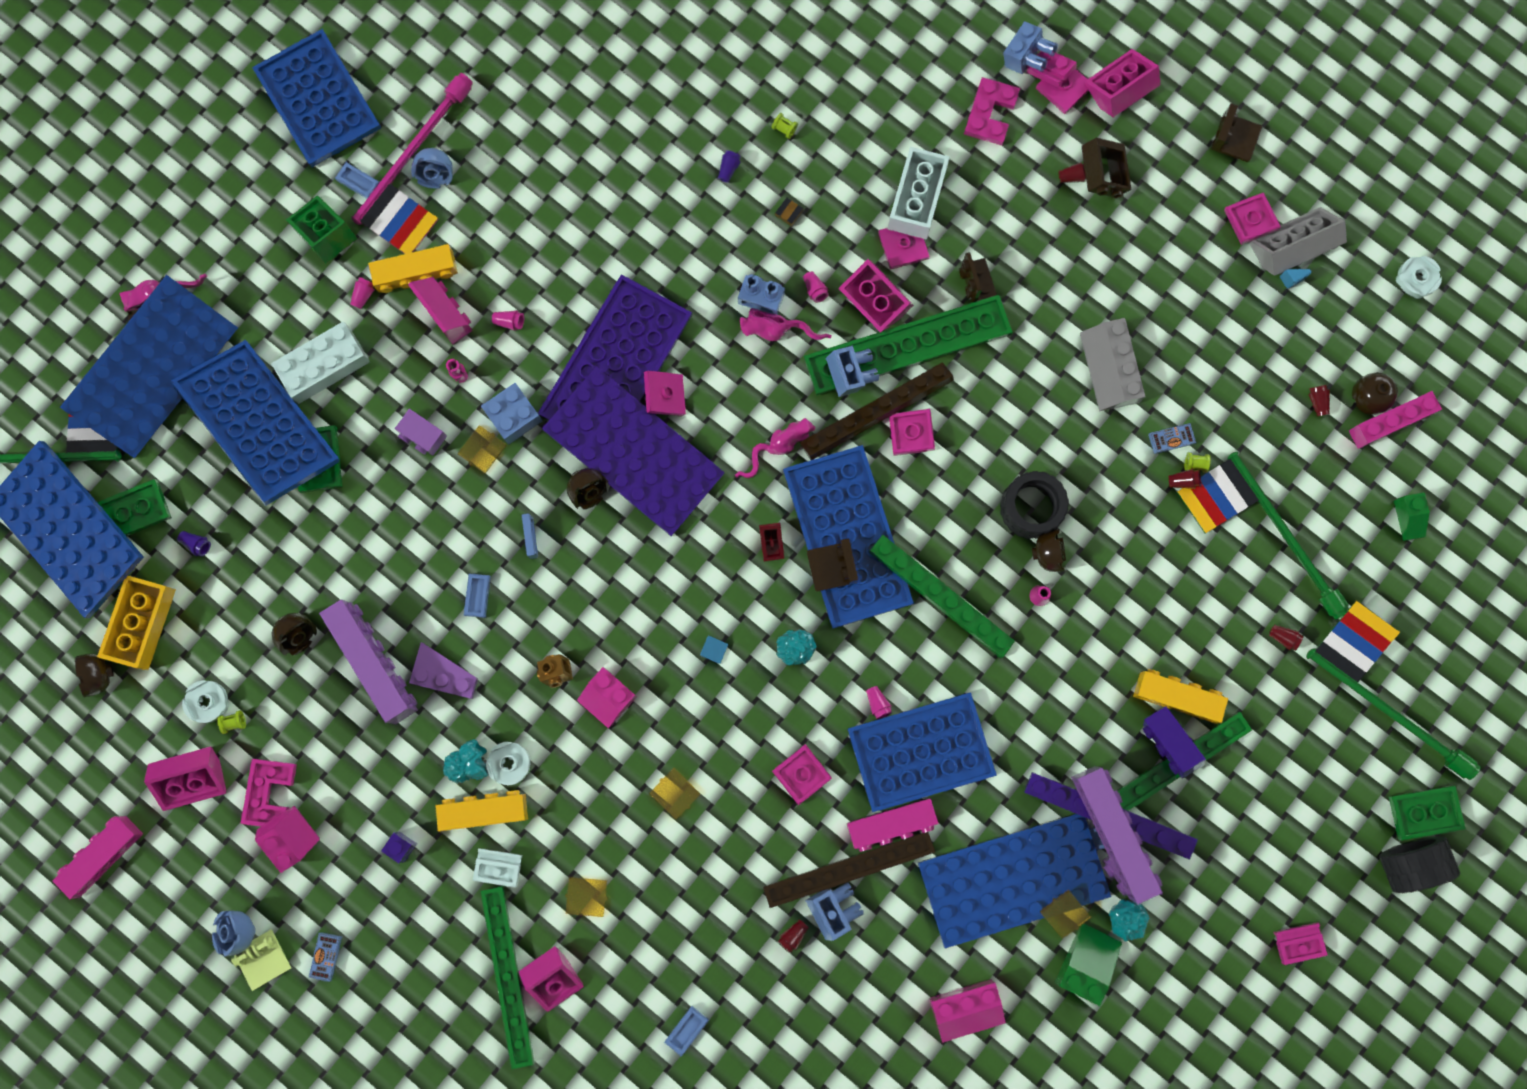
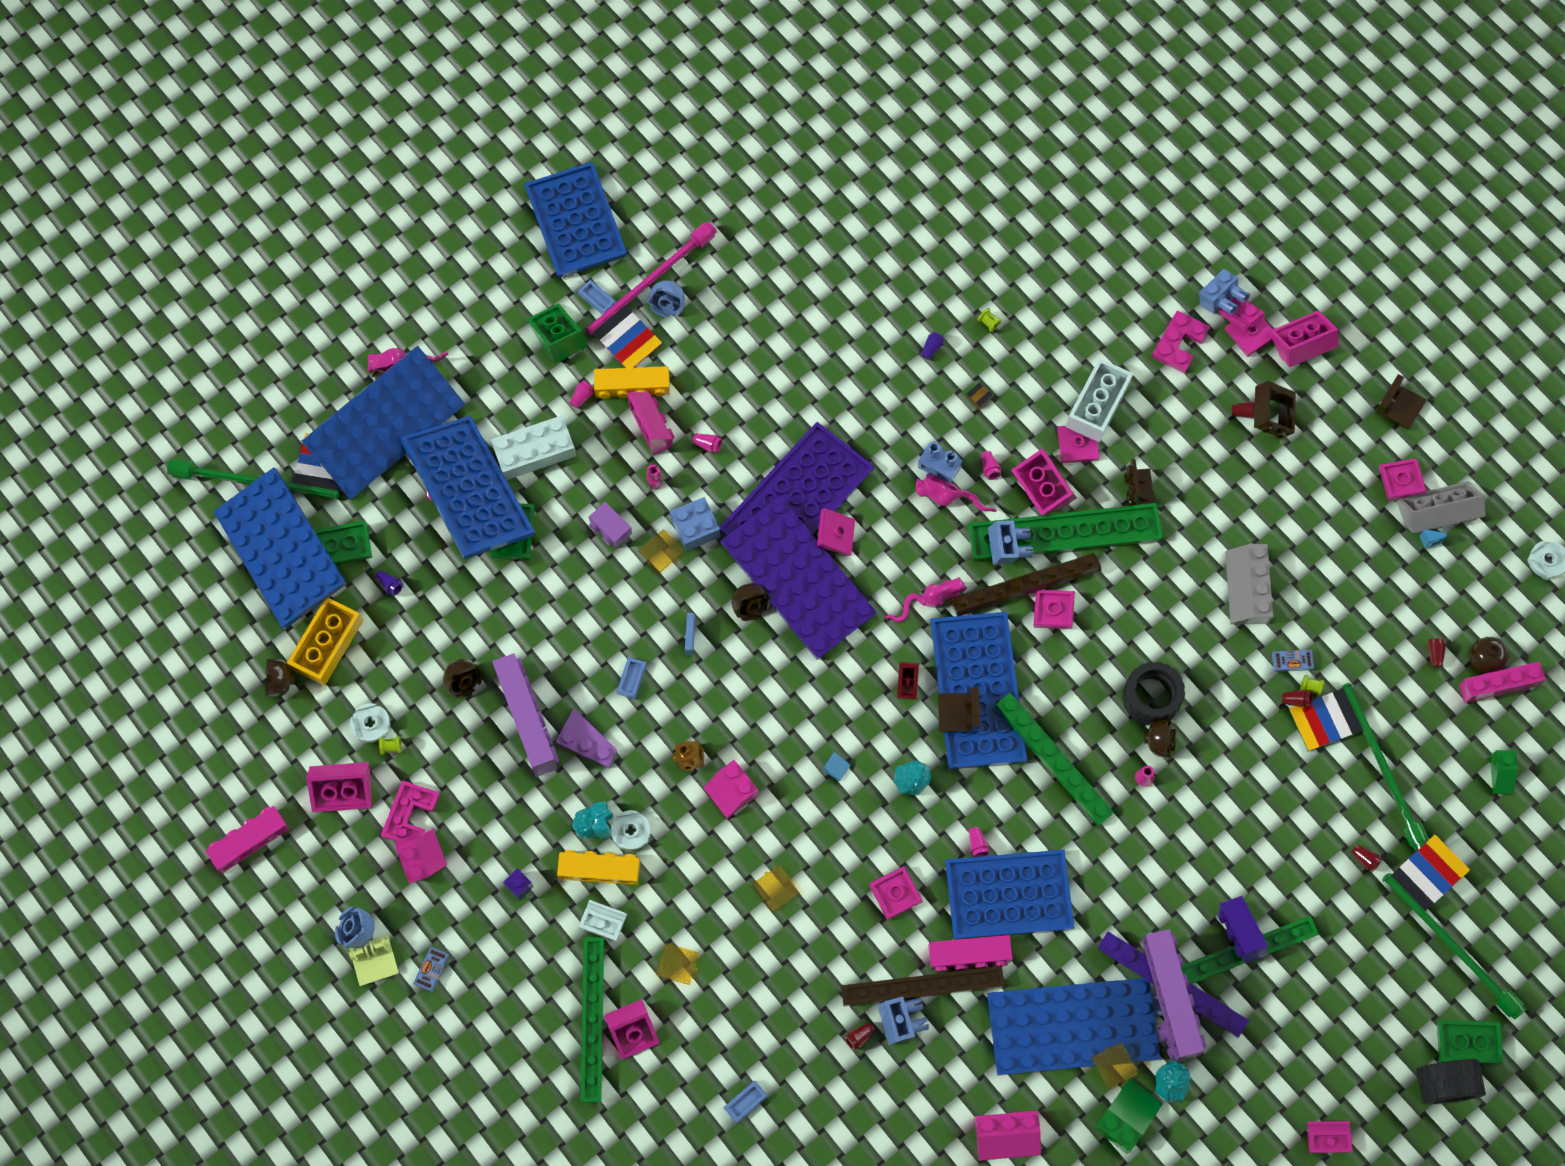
camera: 10 degrees right, 10 degrees down
(1181, 697) = (1258, 892): yellow brick -> none

